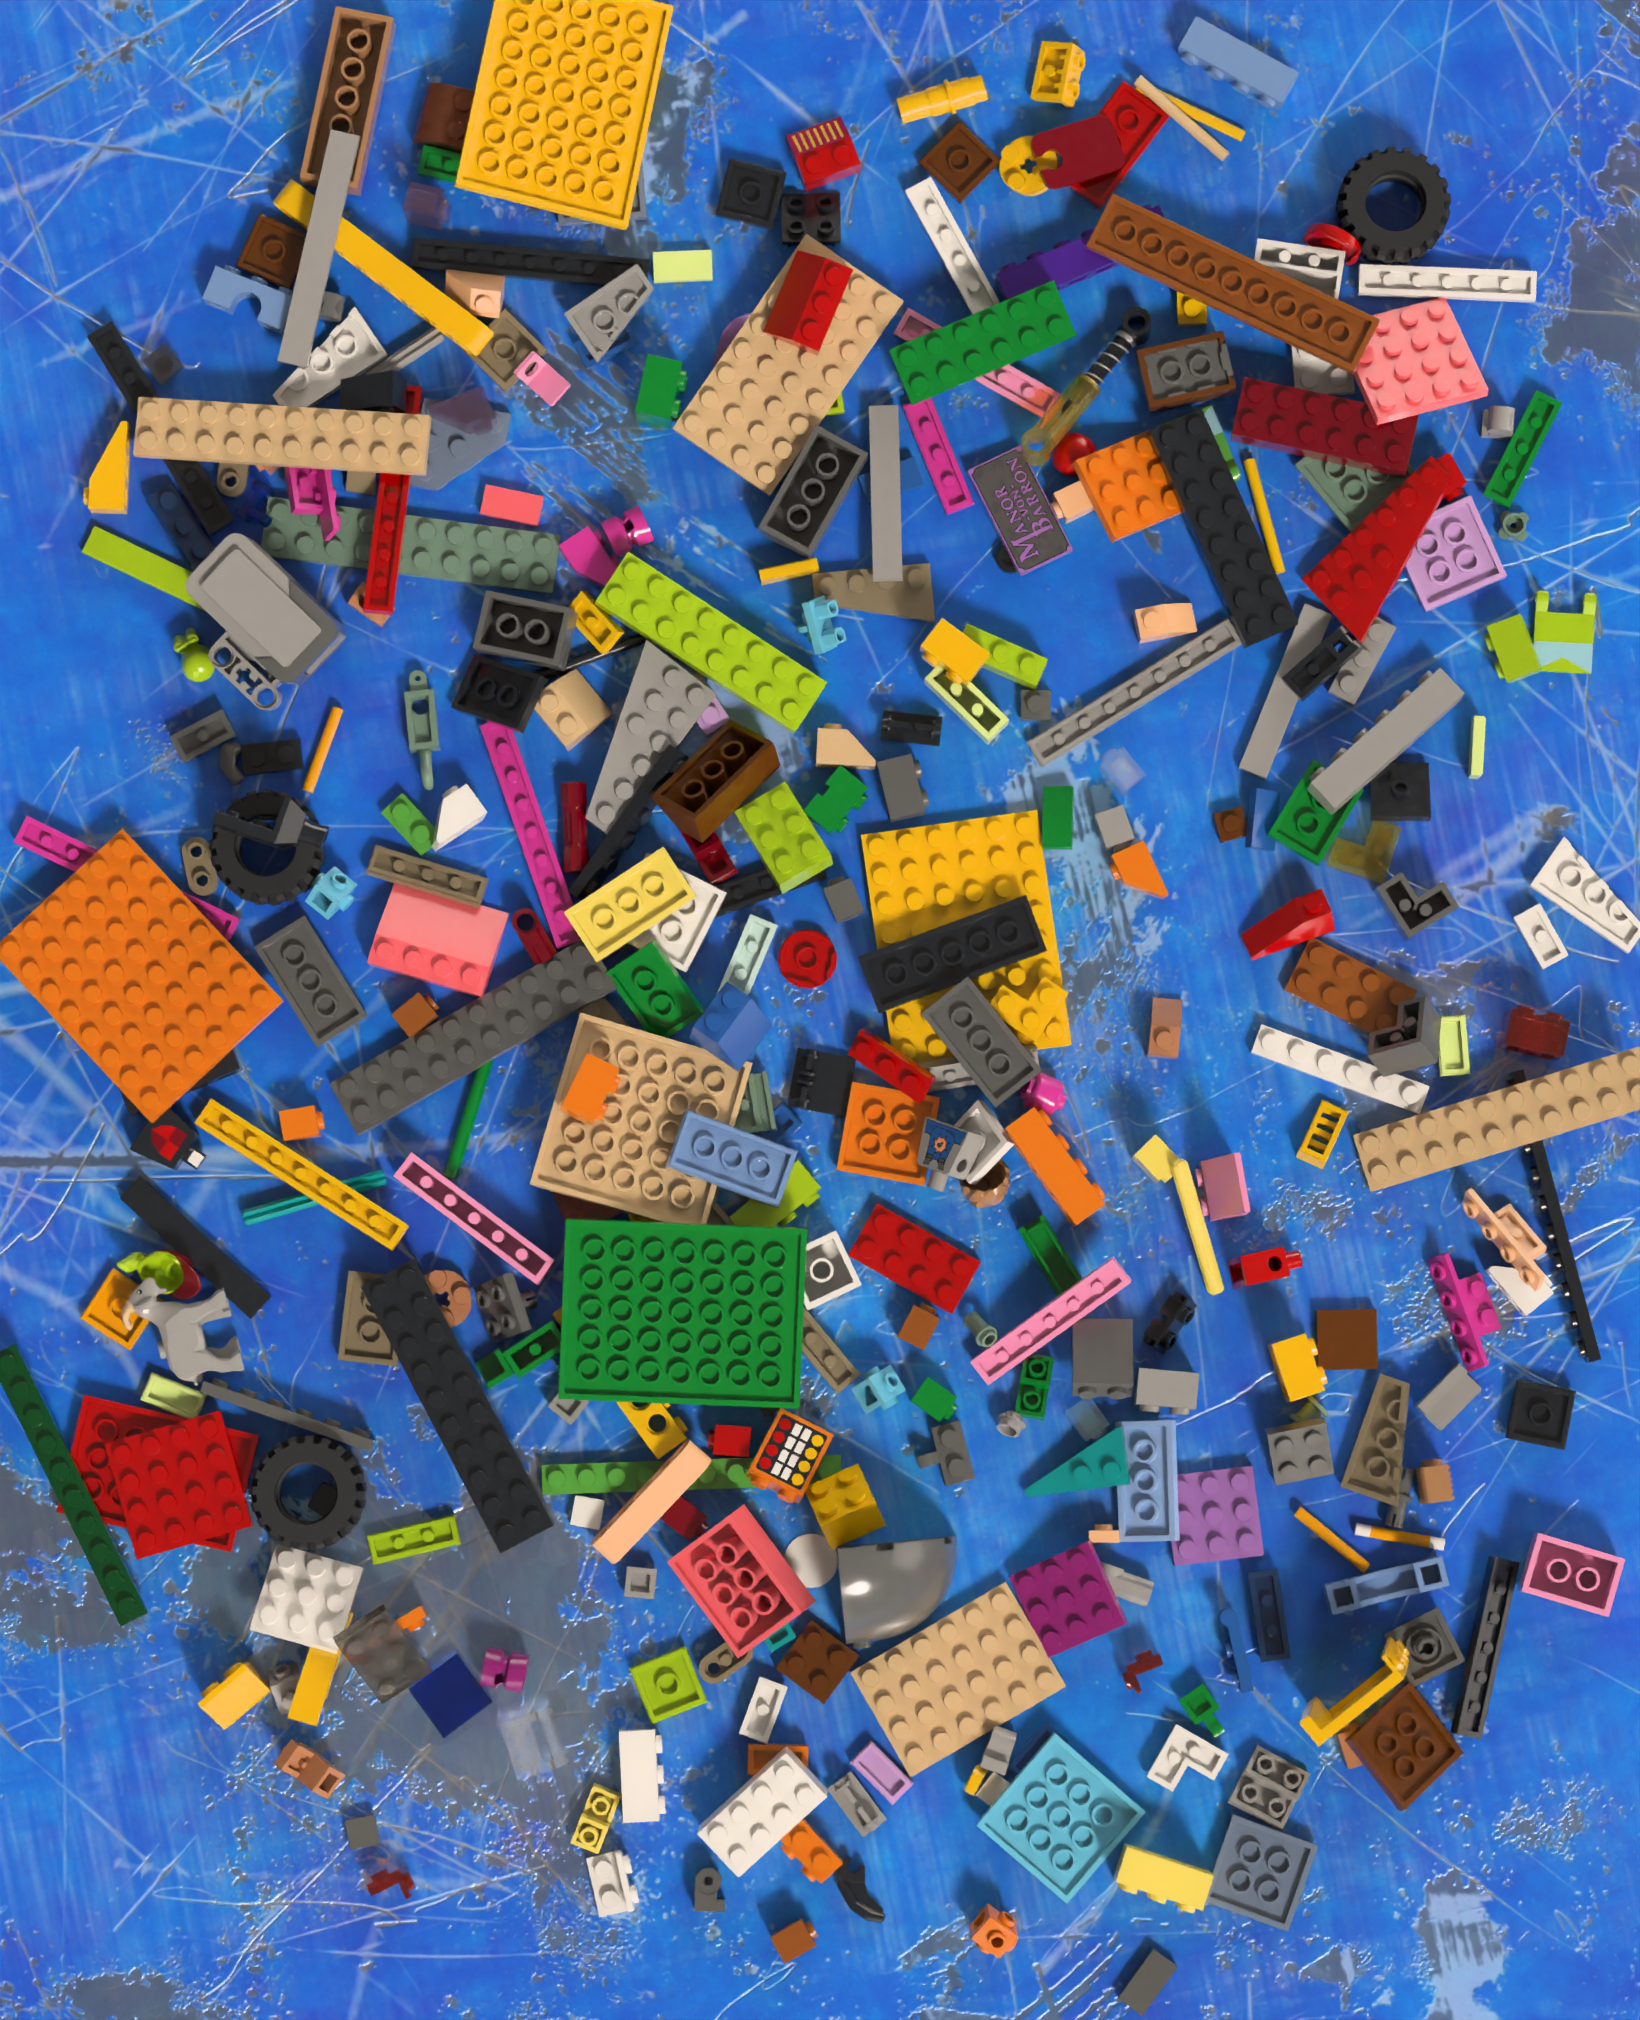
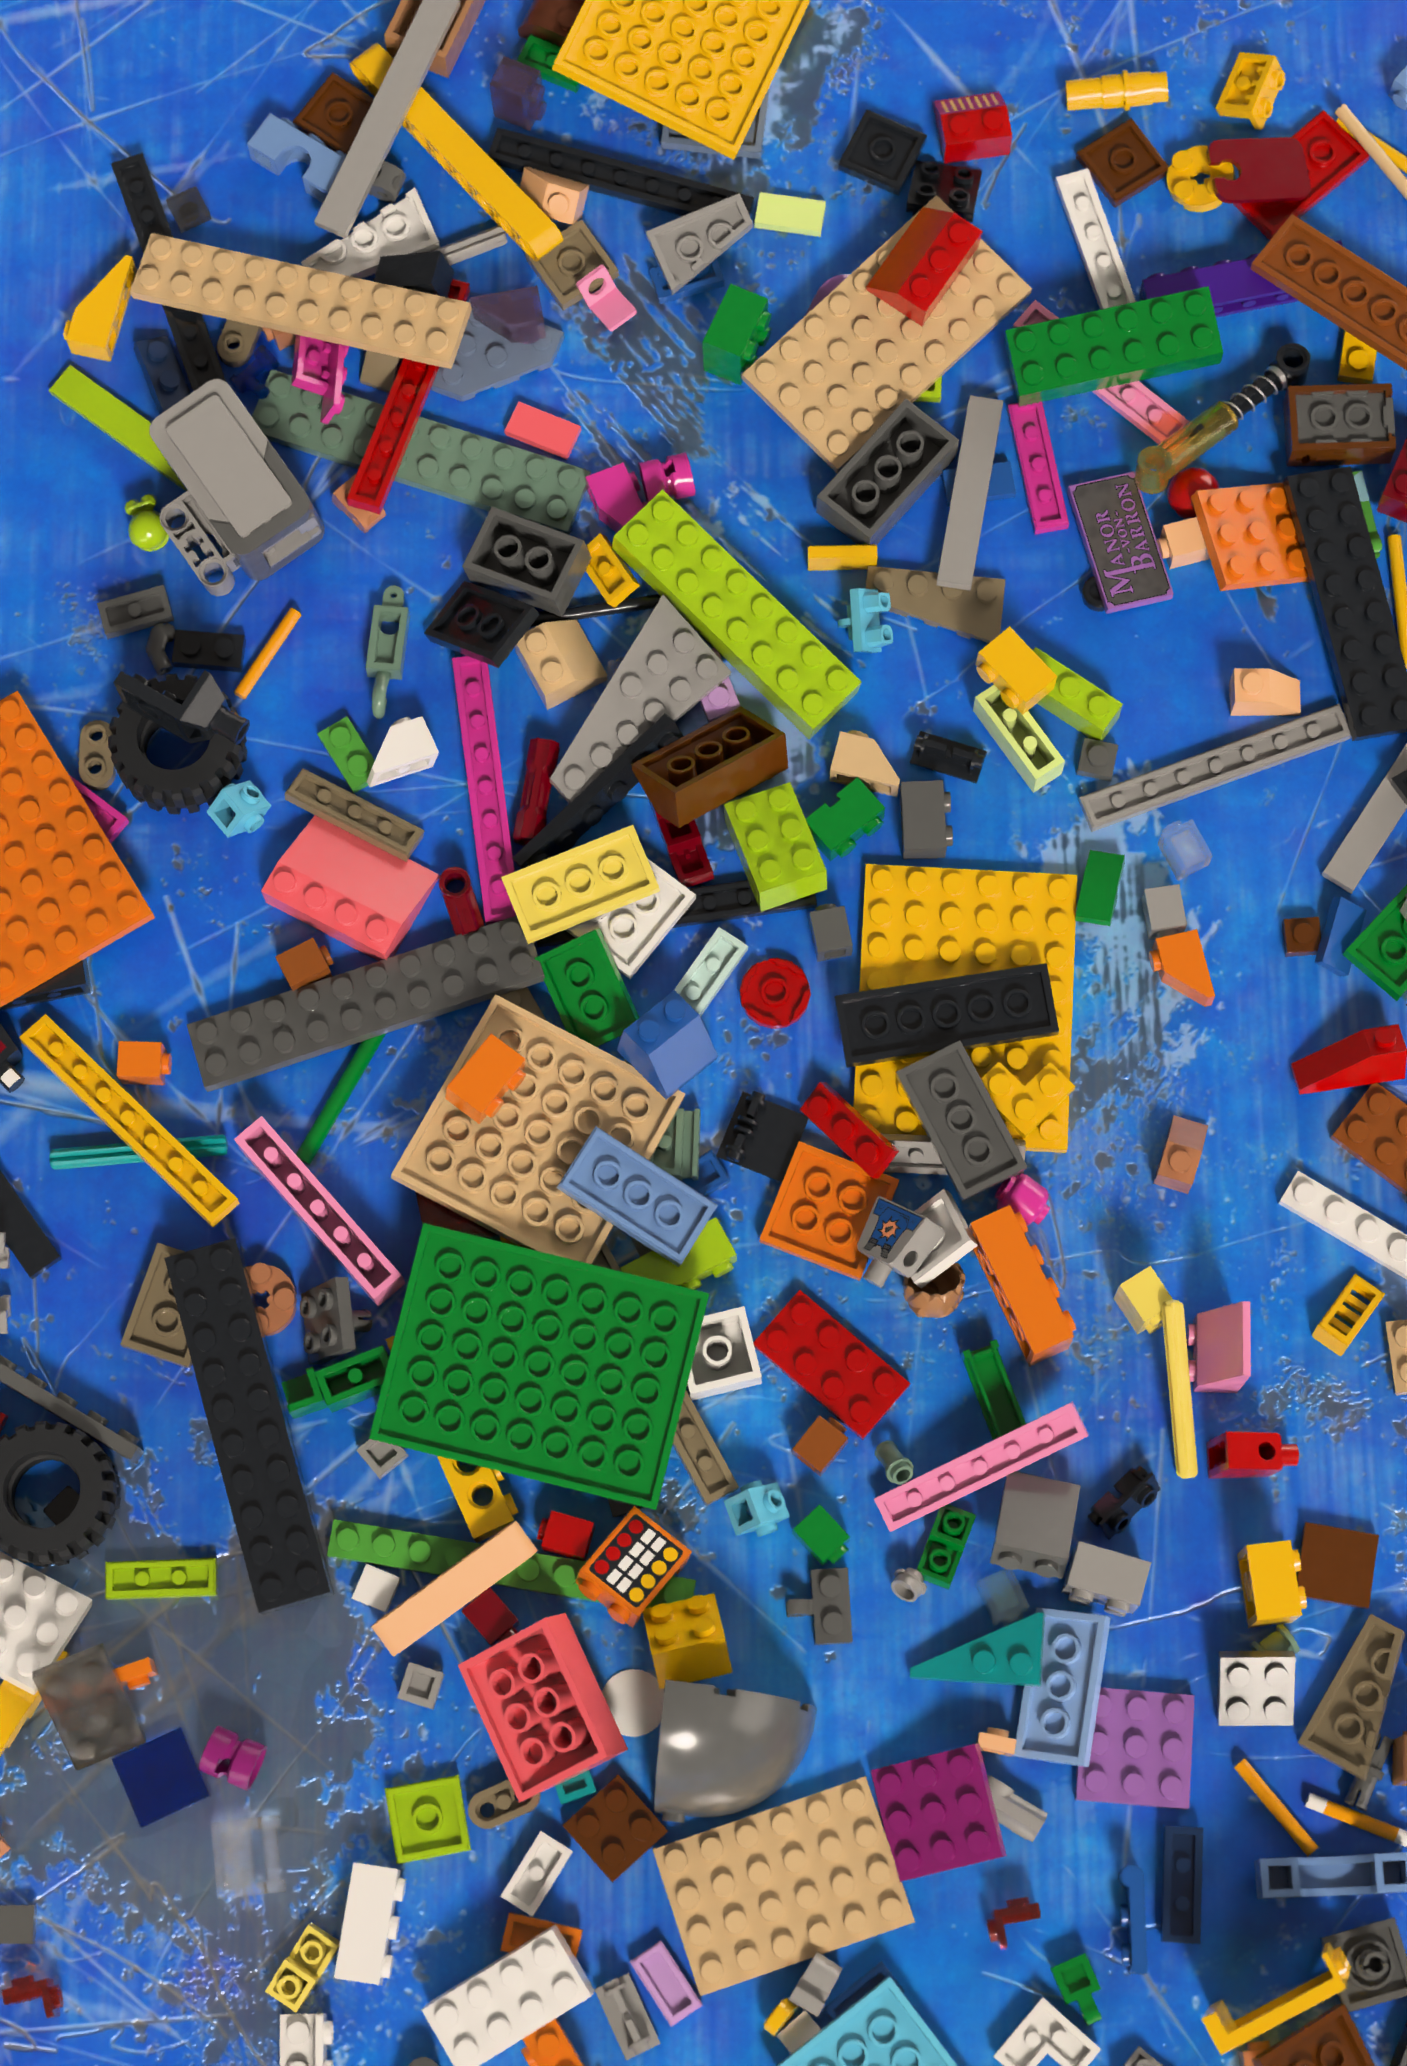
camera: 10 degrees right, 10 degrees down
(311, 981) = (193, 905): dark grey plate -> none

